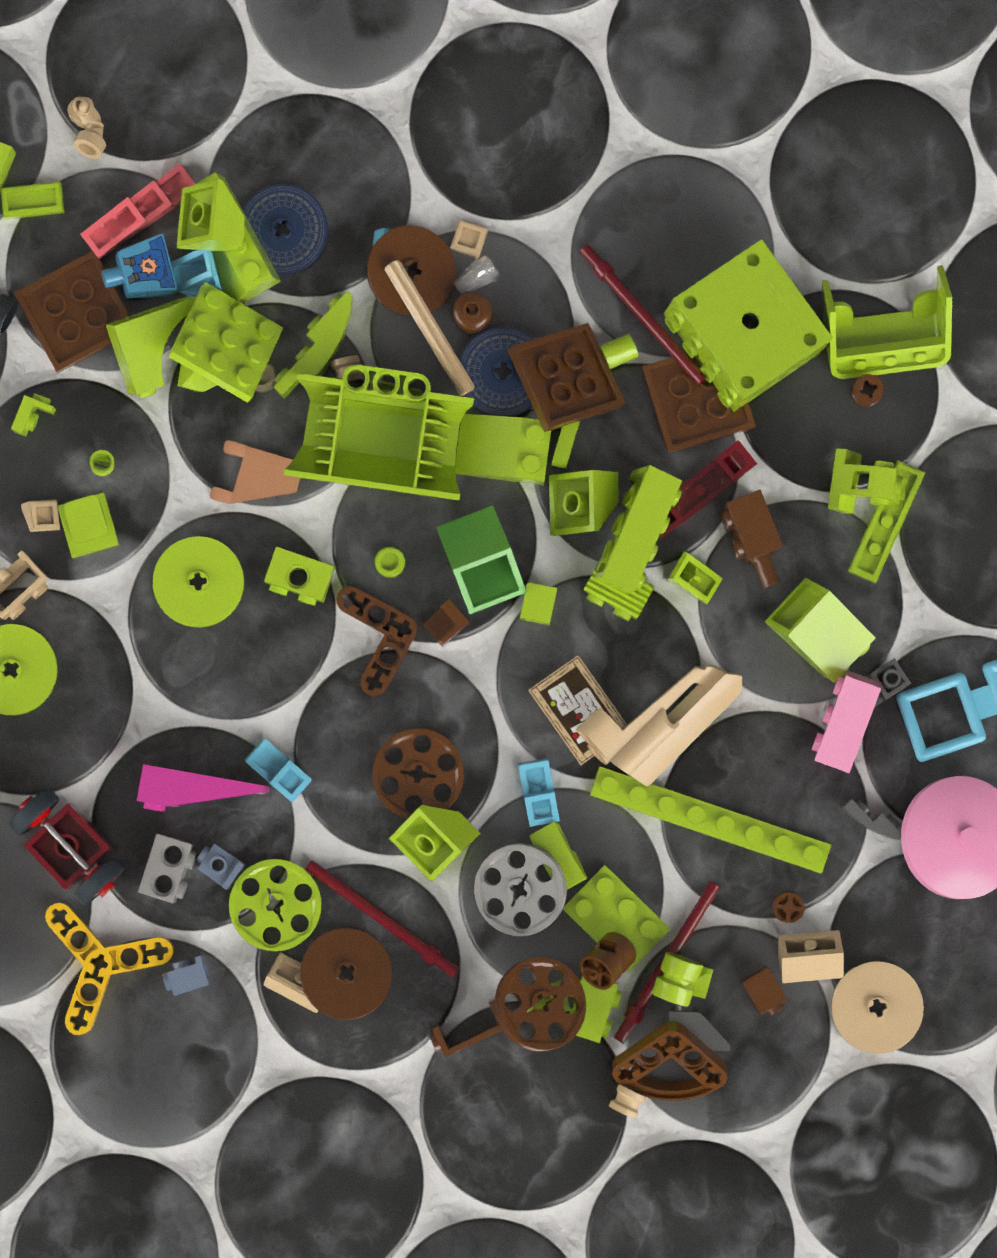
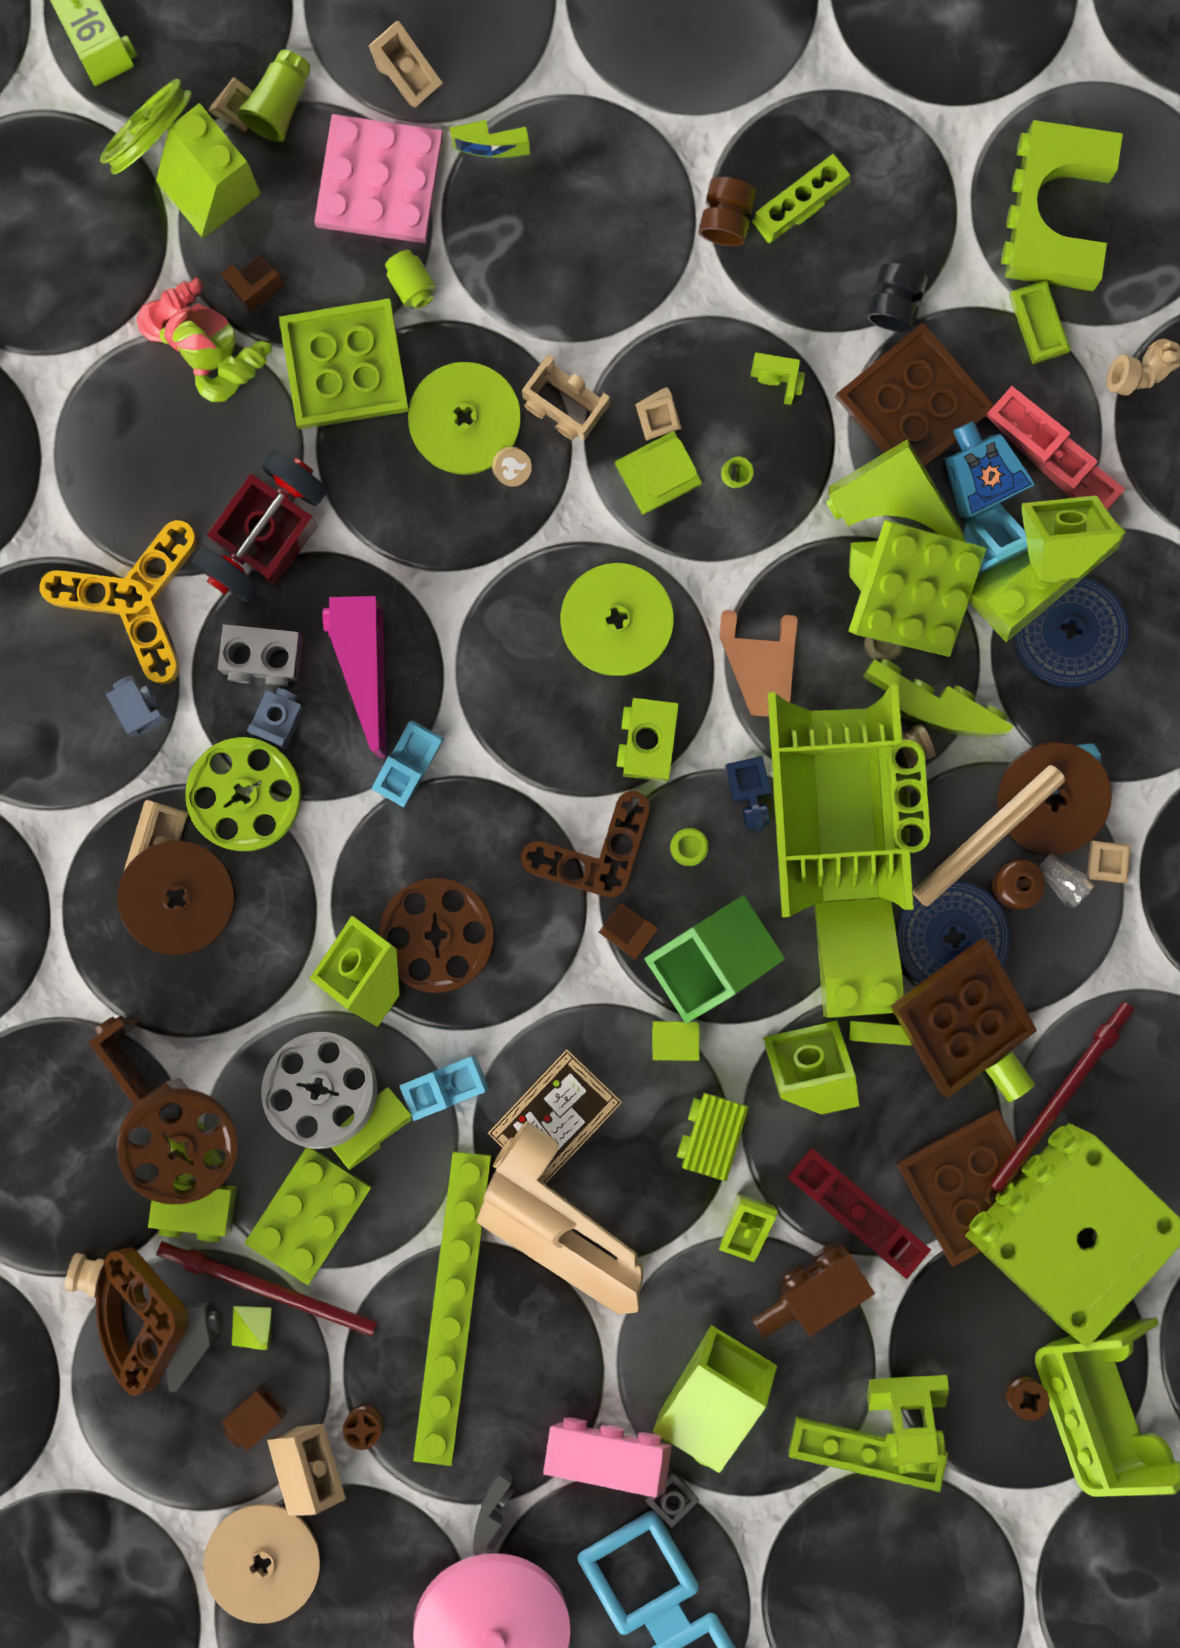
camera: 80 degrees right, 0 degrees up
(58, 639) = (511, 466): none -> tan tile
(348, 505) = (748, 782): none -> dark blue plate
(430, 954) = (221, 995): dark red bar -> none
(607, 960) = (249, 1218): reddish brown wheel -> none
(638, 528) = (794, 1147): lime wedge -> none
(677, 977) = (239, 1307): lime wheel -> none

